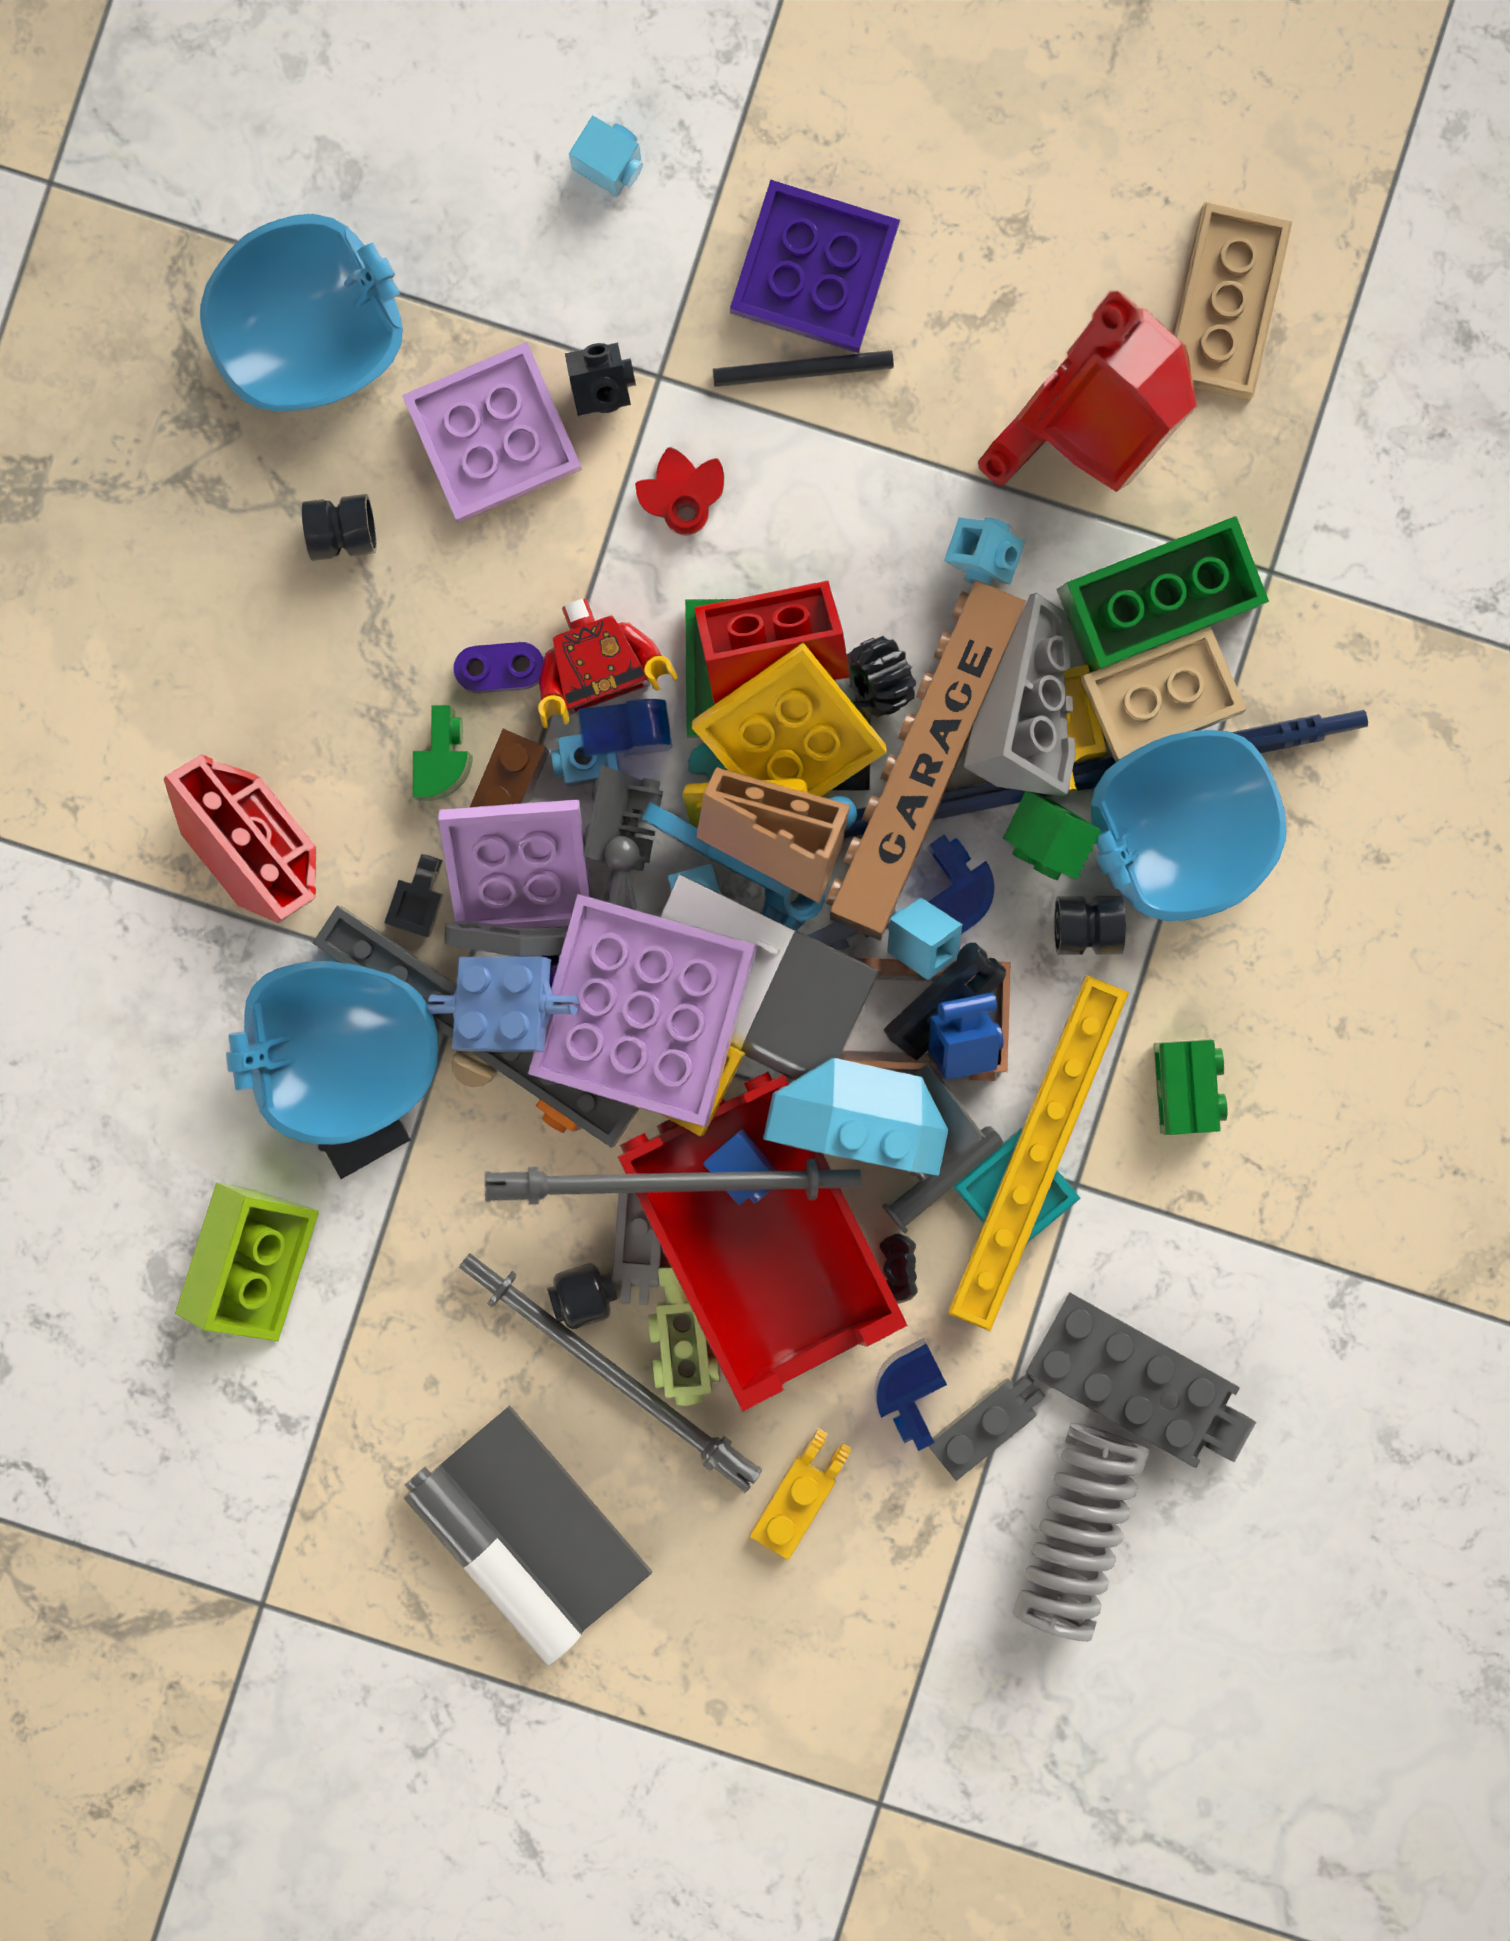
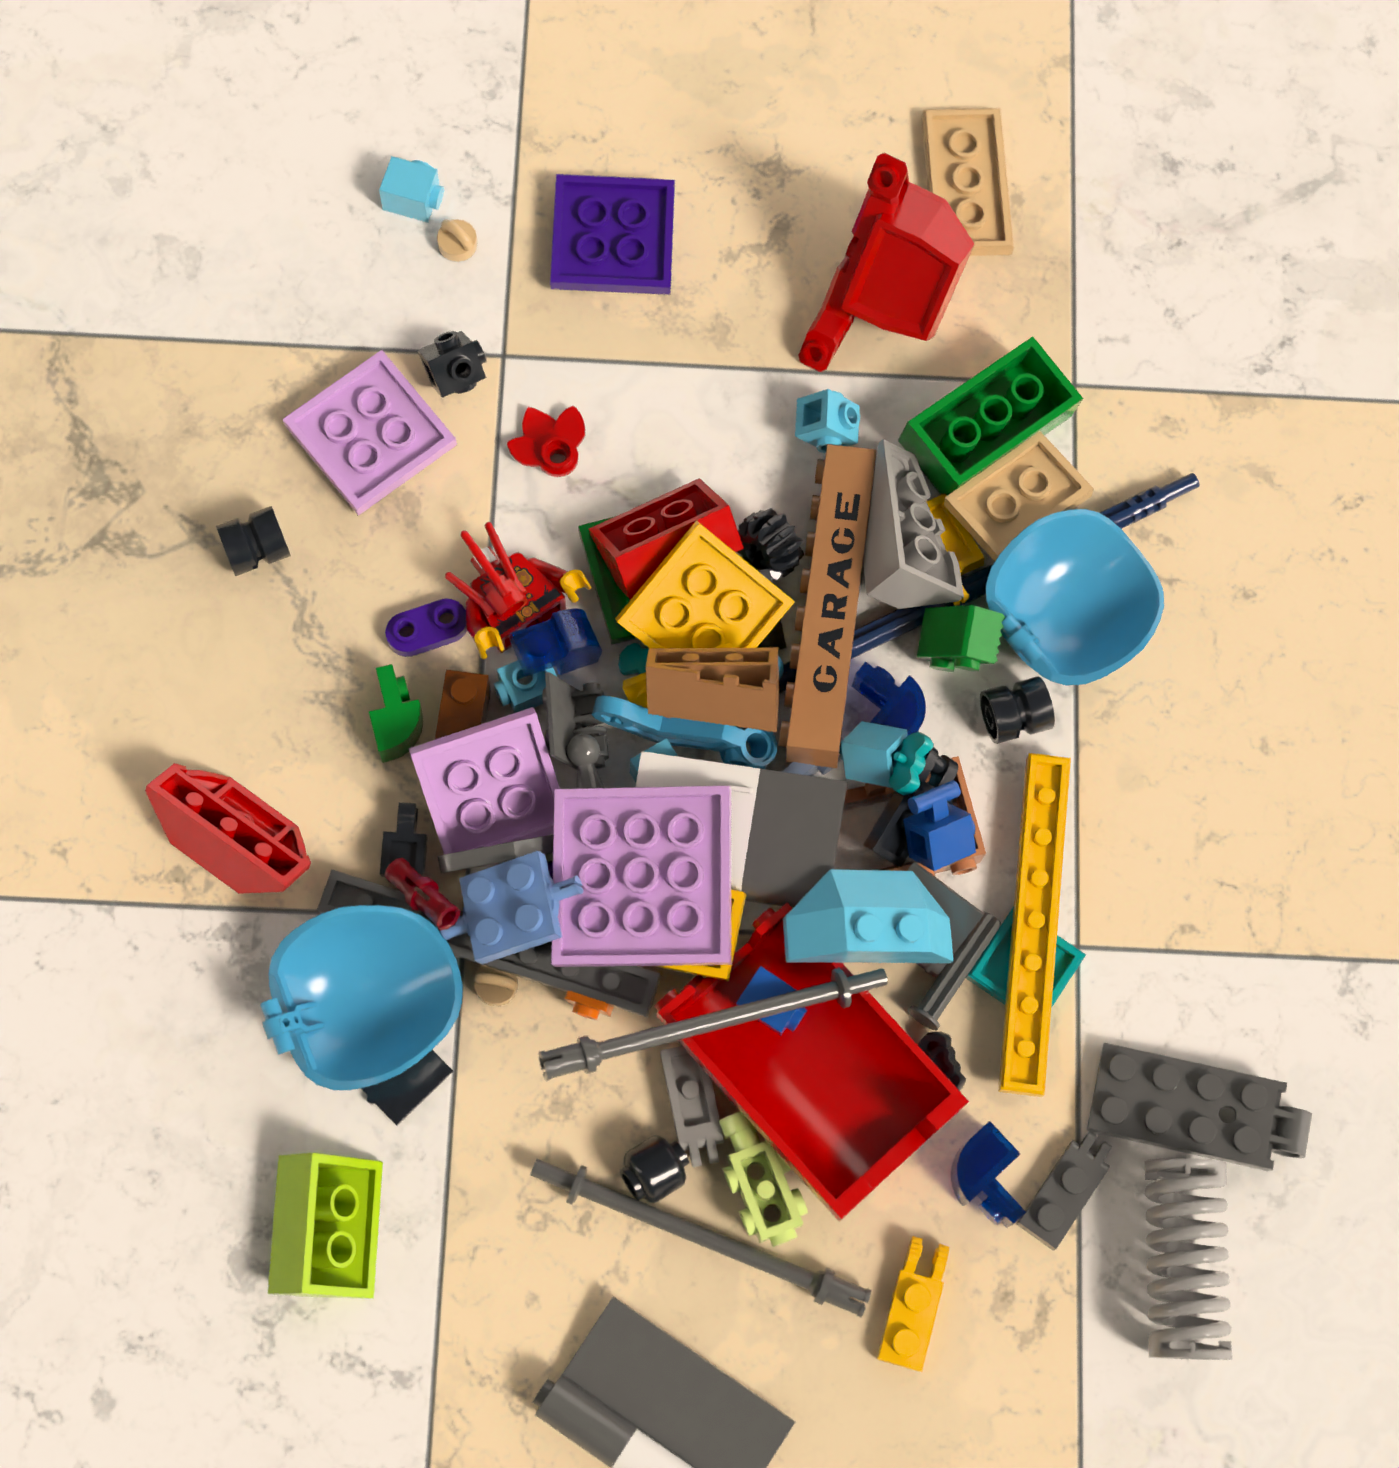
camera: 25 degrees left, 15 degrees down
(301, 314) = (176, 369): dark azure piece -> none
(418, 962) = (437, 908): none -> dark red pin
(581, 663) = (503, 595): none -> red plant
(642, 228) = (457, 240): none -> tan tile
(803, 368) = (625, 317): black bar -> none
(953, 963) = (910, 763): none -> teal piece
(1189, 1087) = (1149, 827): green brick -> none

